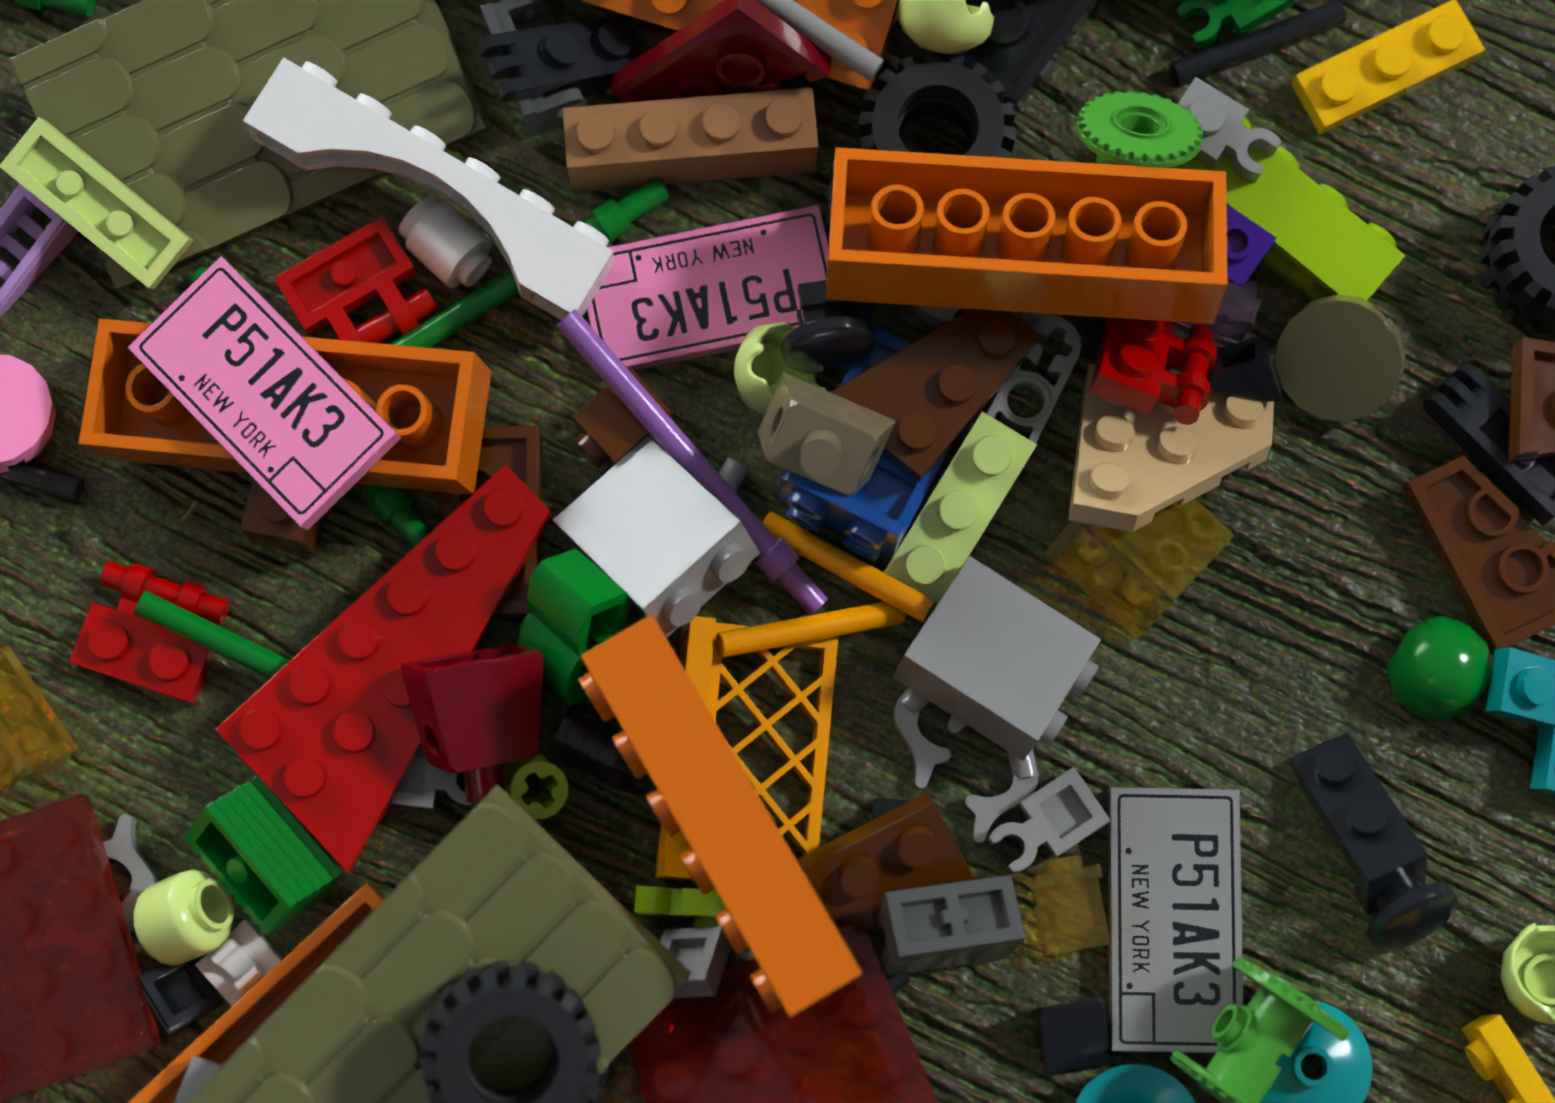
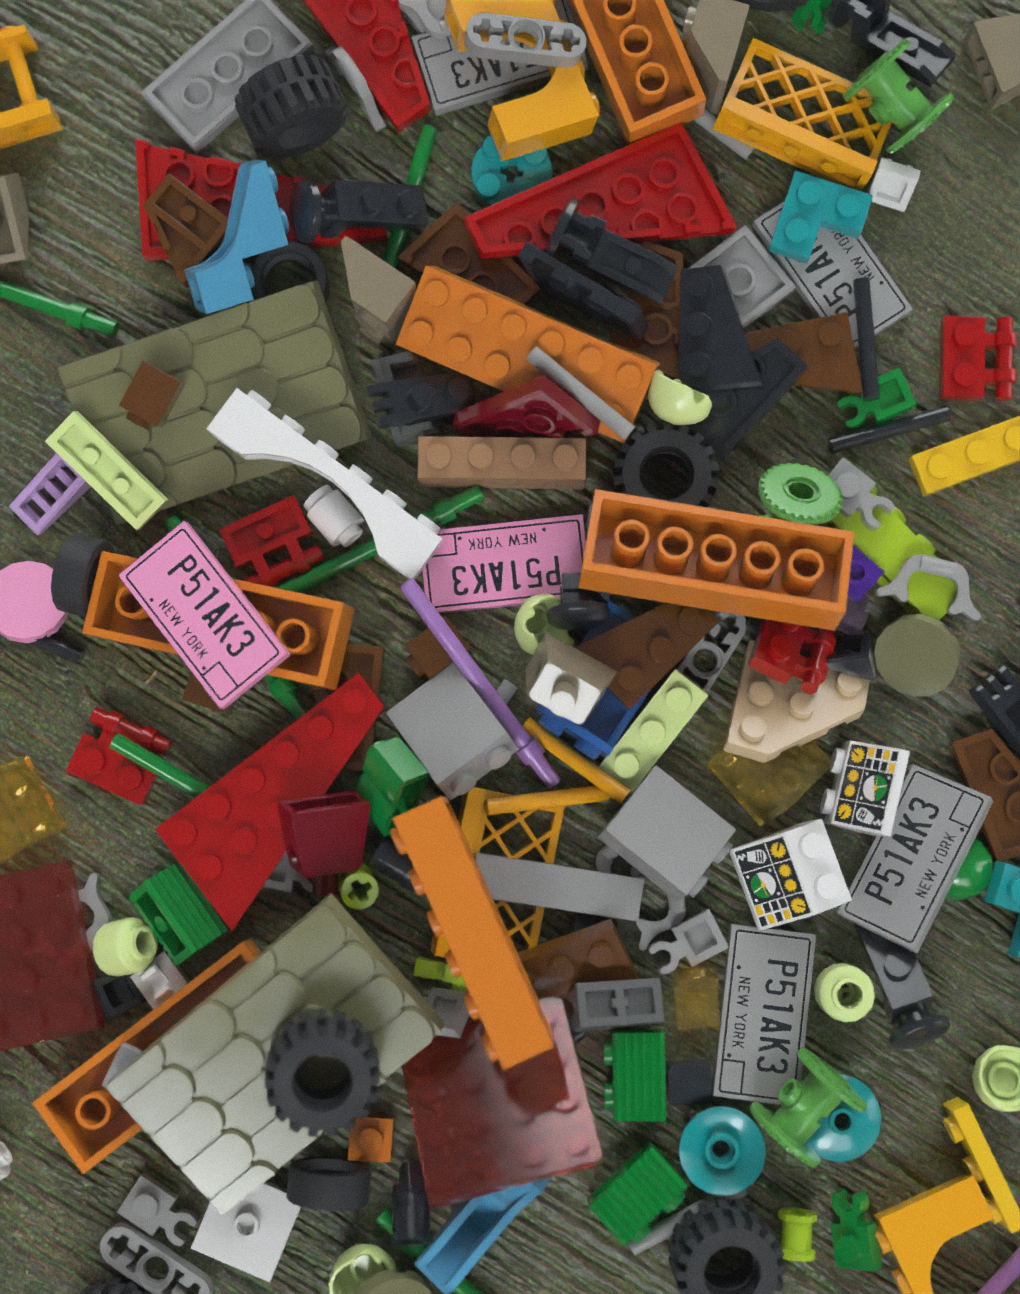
camera: 15 degrees right, 5 degrees up
(61, 358) = (76, 572): none -> black tyre
(155, 83) = (151, 396): none -> reddish brown brick
(849, 755) = (561, 887): none -> light grey tile
(991, 1029) = (636, 1074): none -> green brick
(1190, 700) = (790, 874): none -> white slope
(1286, 559) = (864, 787): none -> slope
(1312, 860) = (858, 990): none -> yellowish green head
(1355, 223) = (939, 567): none -> light grey helmet
(1374, 656) = (915, 867): none -> light grey tile

